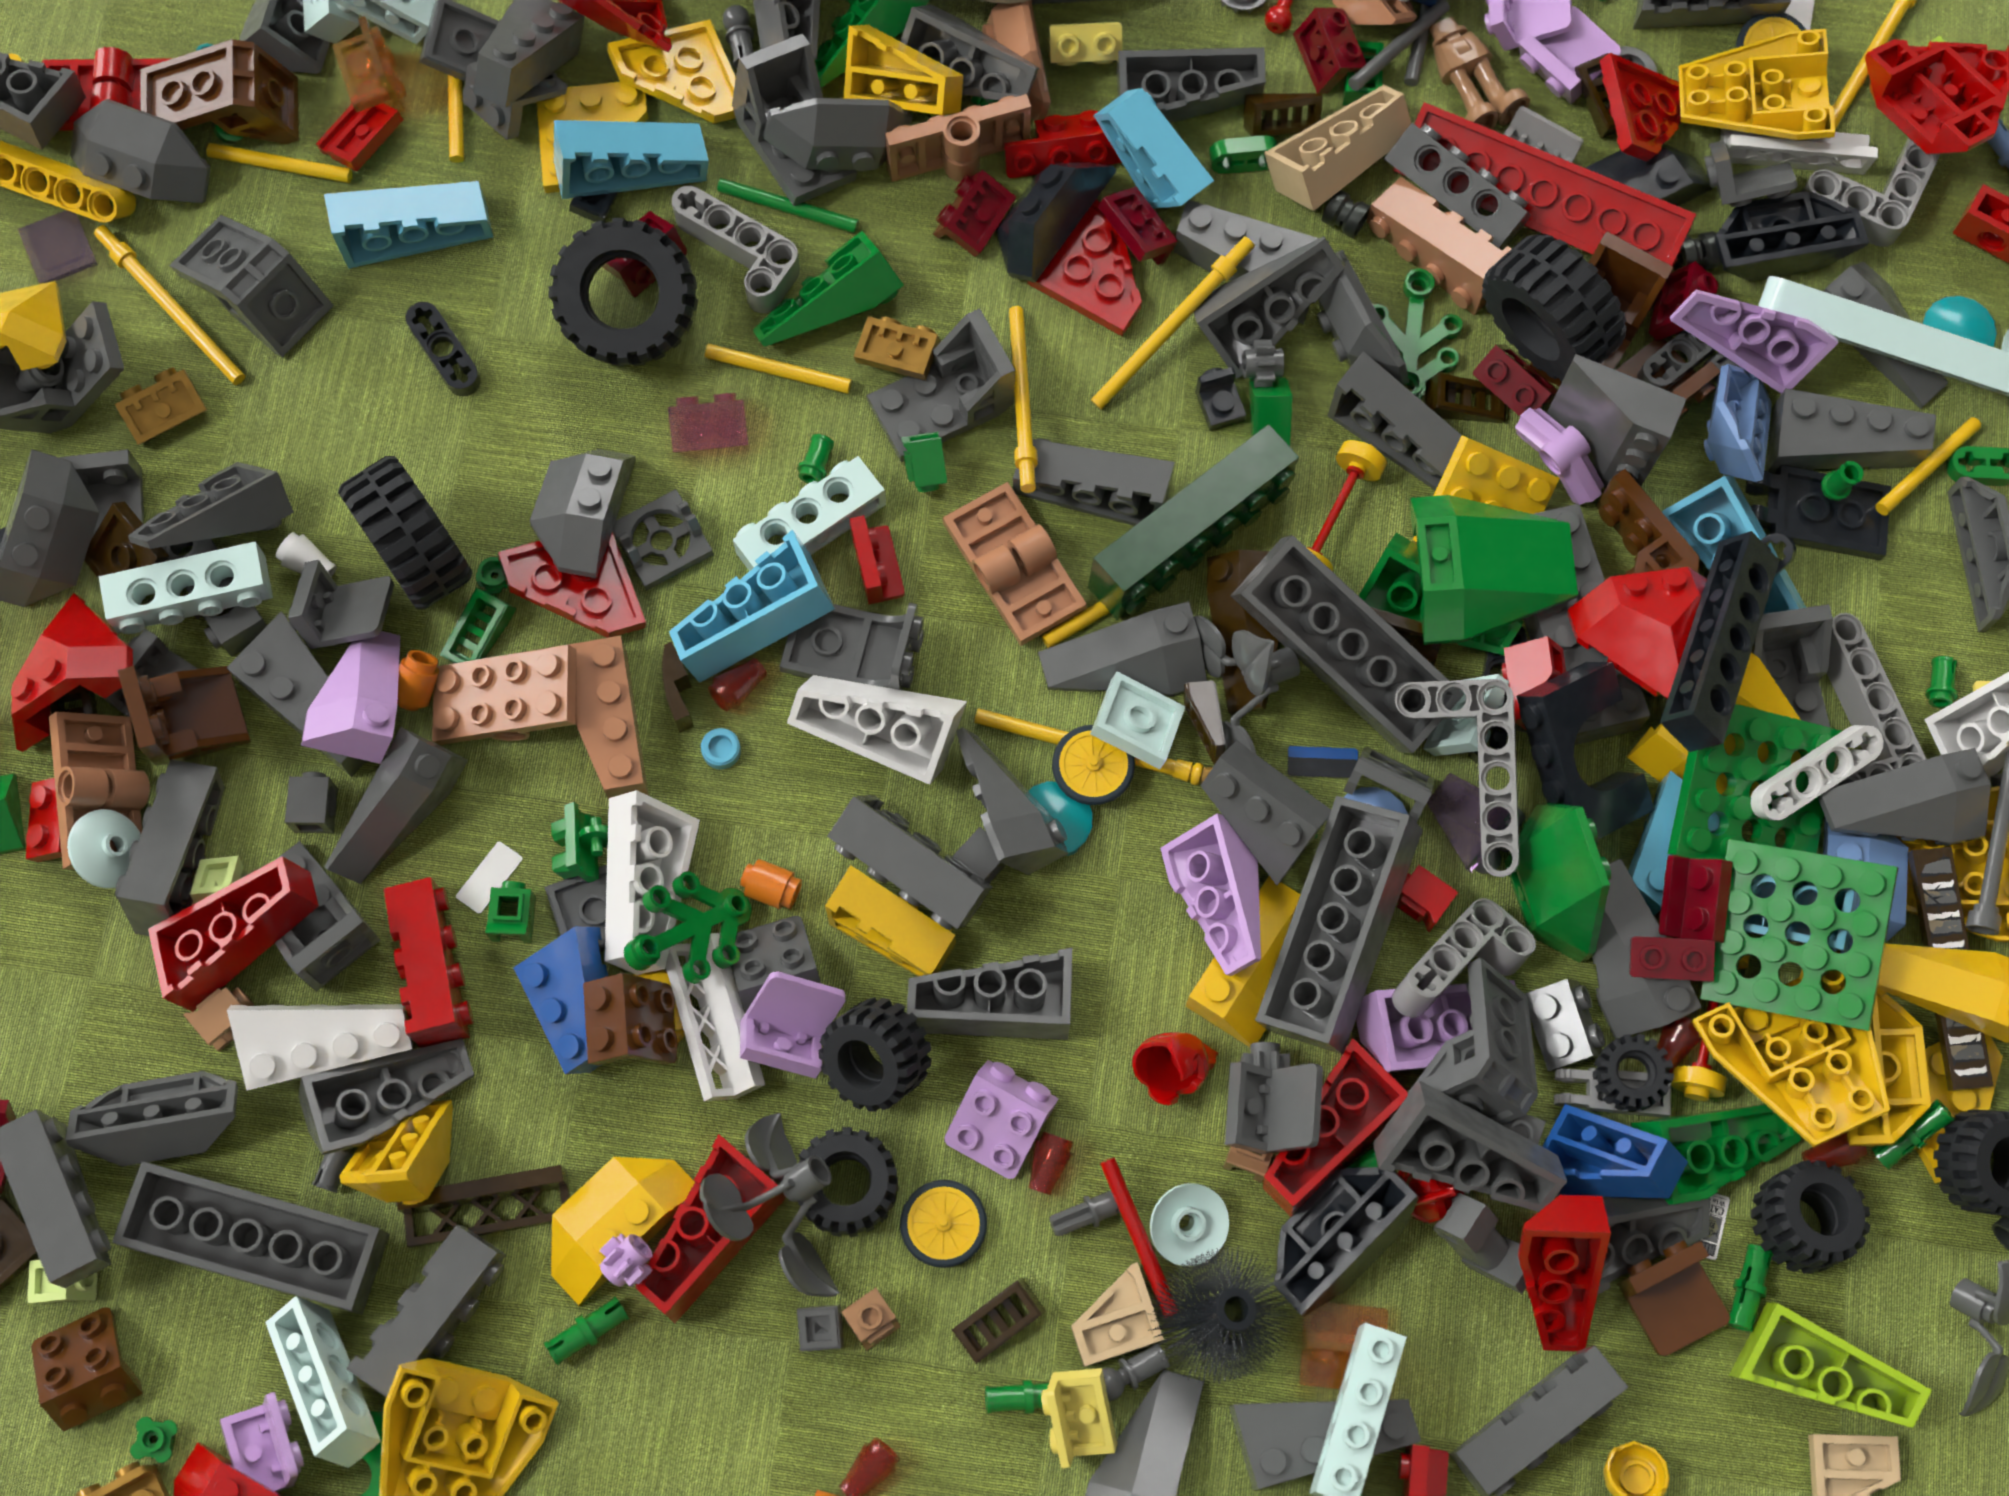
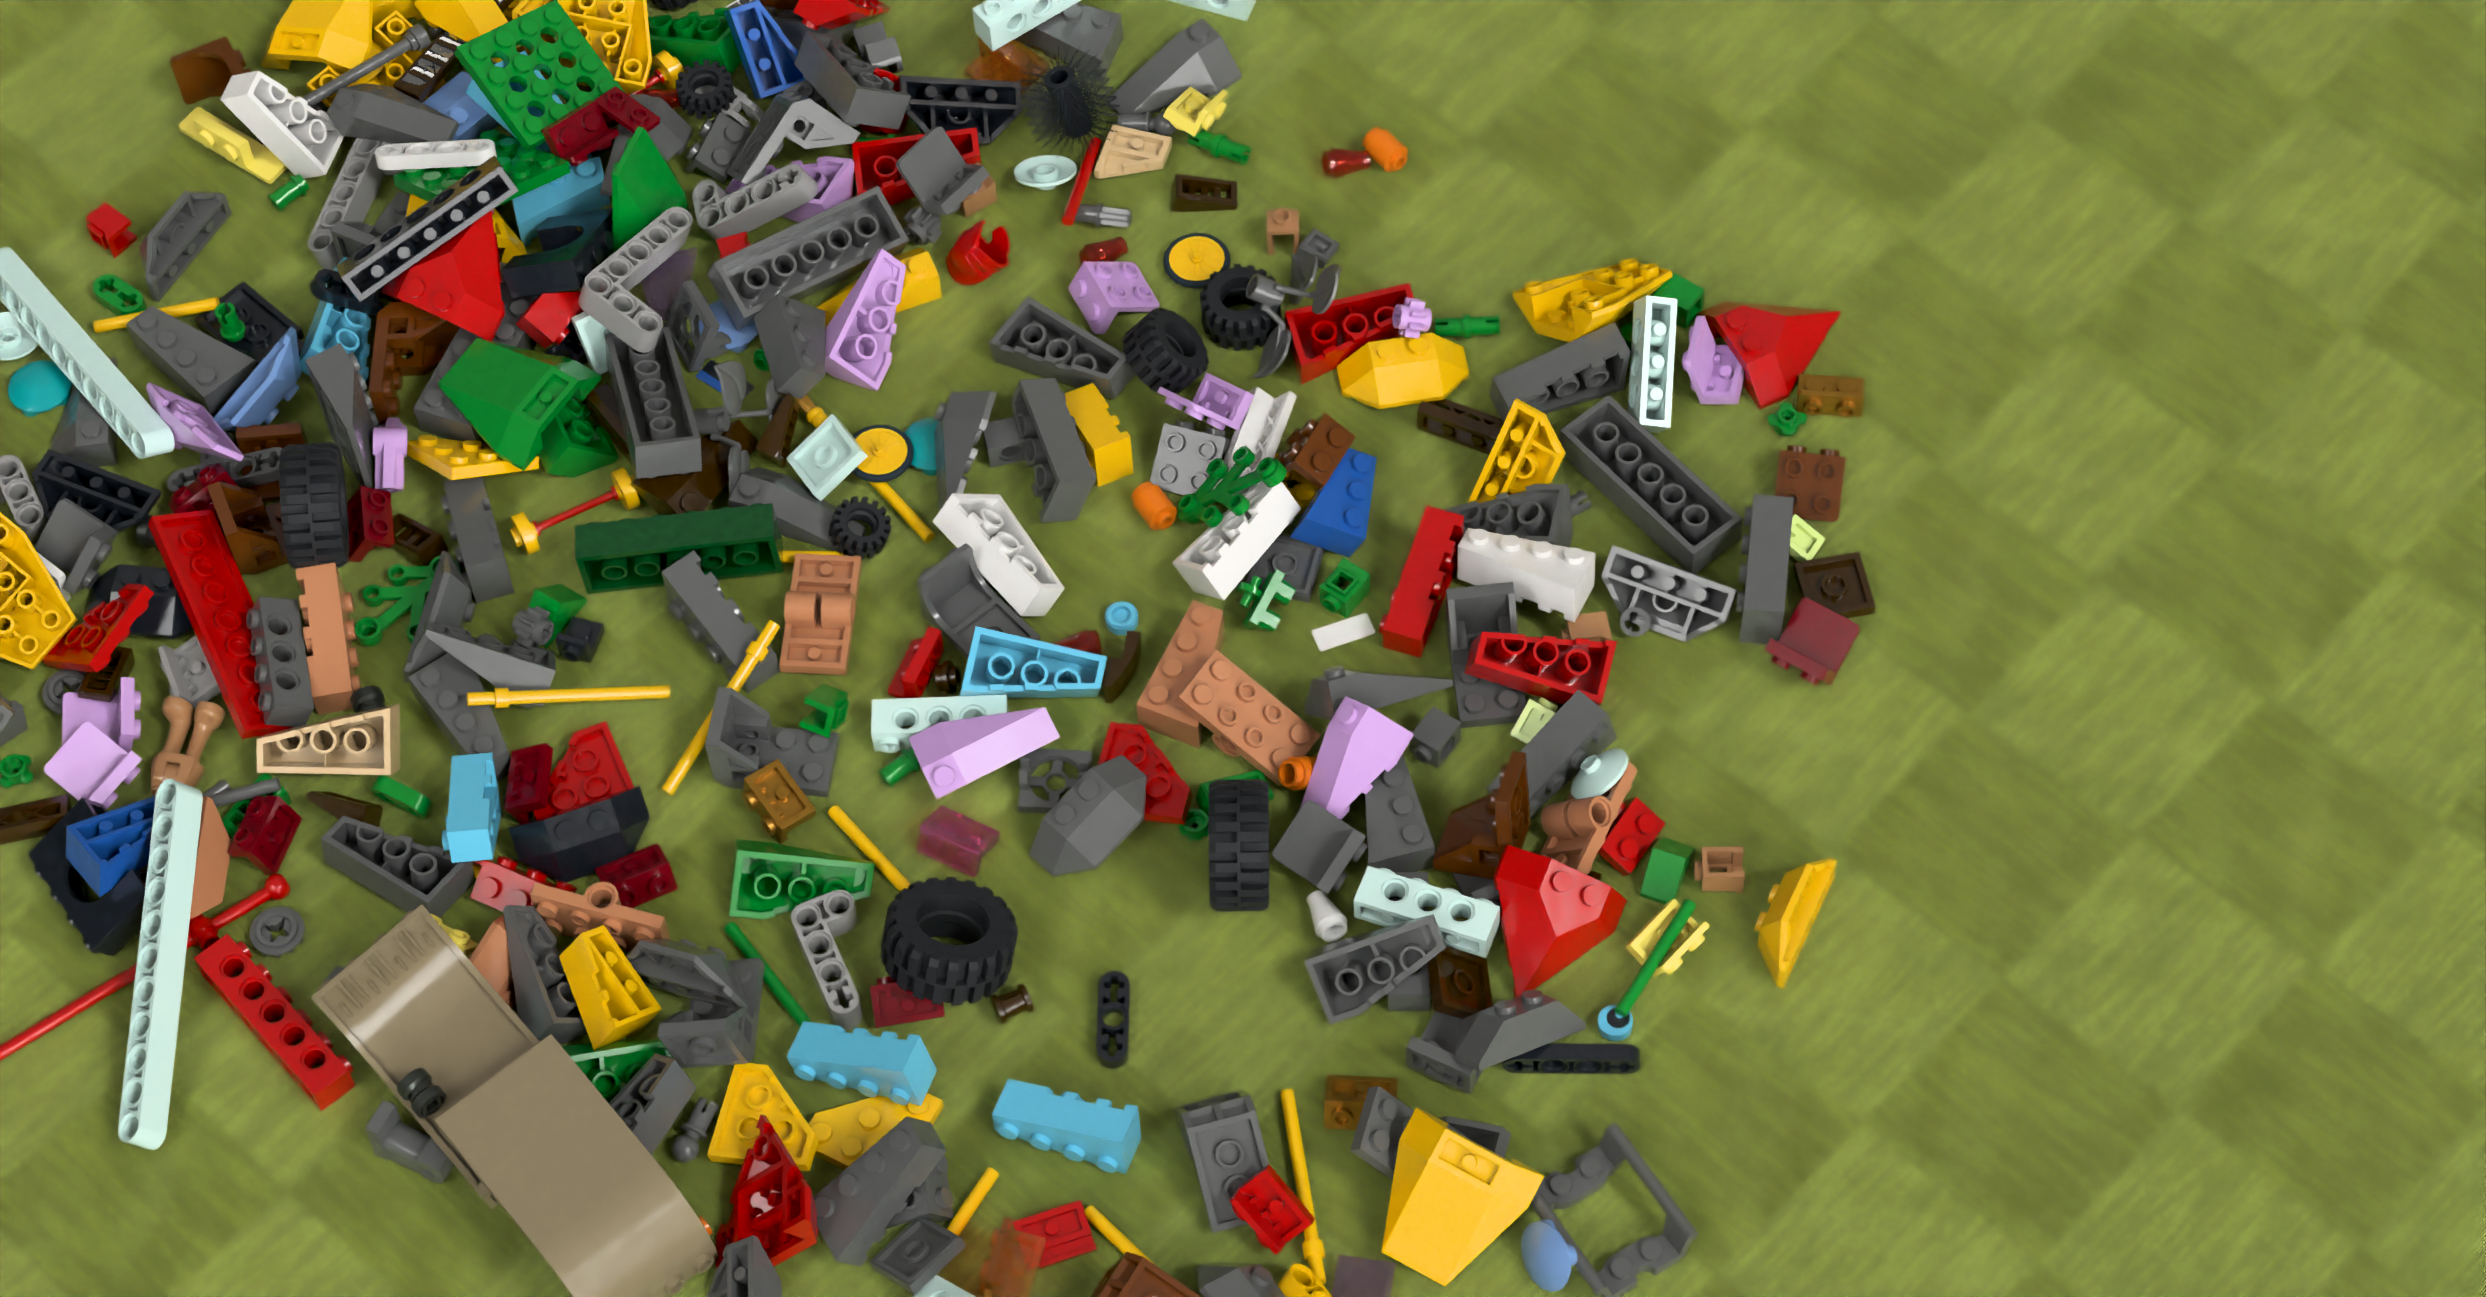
camera: 140 degrees left, 15 degrees down
(172, 242) = (1270, 1209): none -> red bracket
(181, 1067) = (1626, 615): none -> dark grey bush
(539, 305) = (1012, 1003): none -> dark brown bush
(749, 487) = (973, 747): none -> lavender wedge
(840, 573) = (947, 677): none -> dark brown plate
(1029, 653) = (864, 512): none -> black tyre

